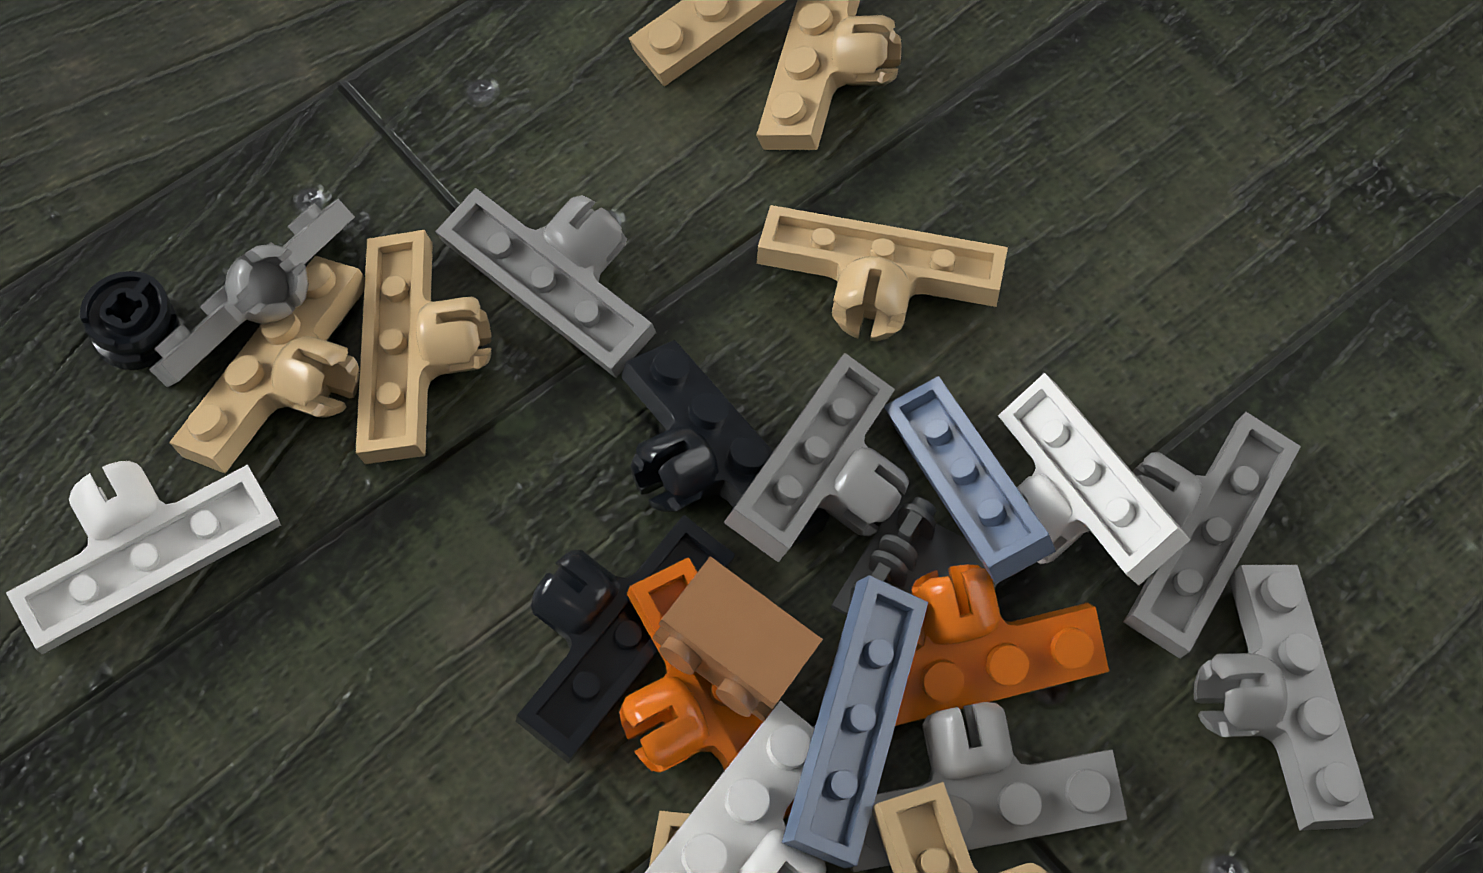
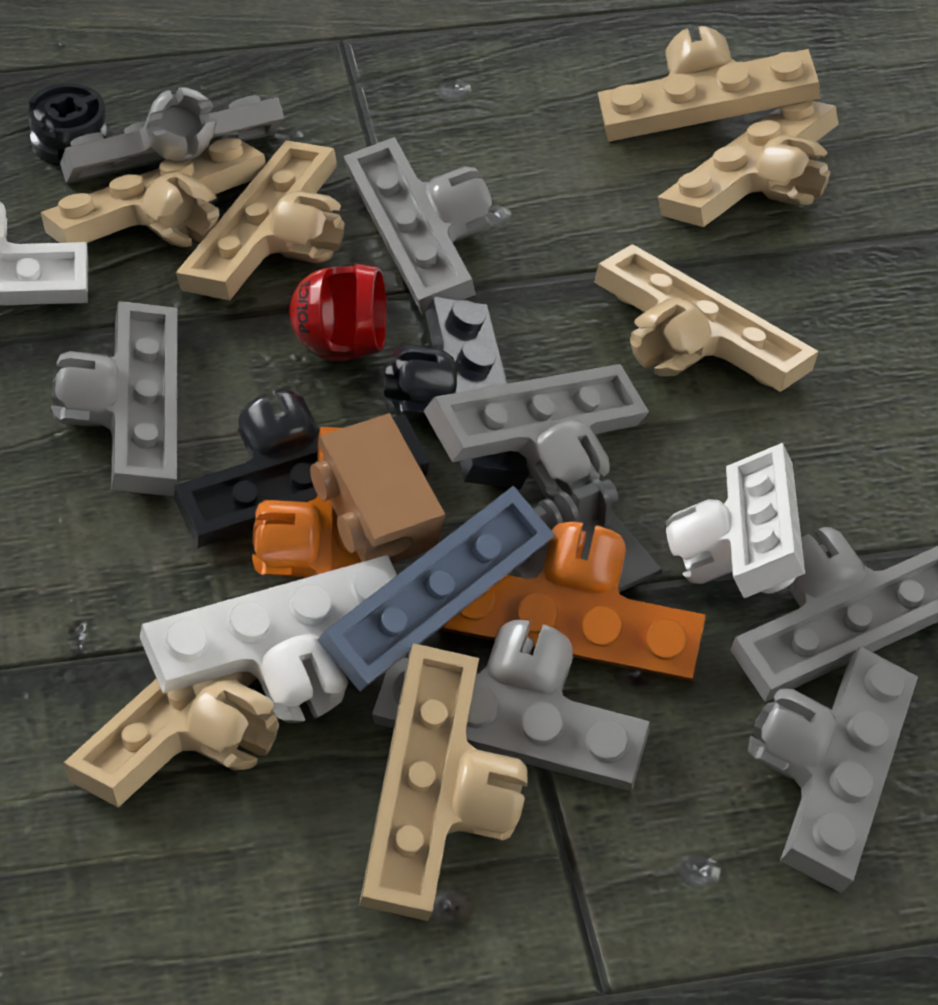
camera: 25 degrees right, 15 degrees down
(402, 625) = (130, 396): none -> light grey plate
(549, 425) = (341, 312): none -> red helmet
(969, 480) = (656, 481): sand blue plate -> none

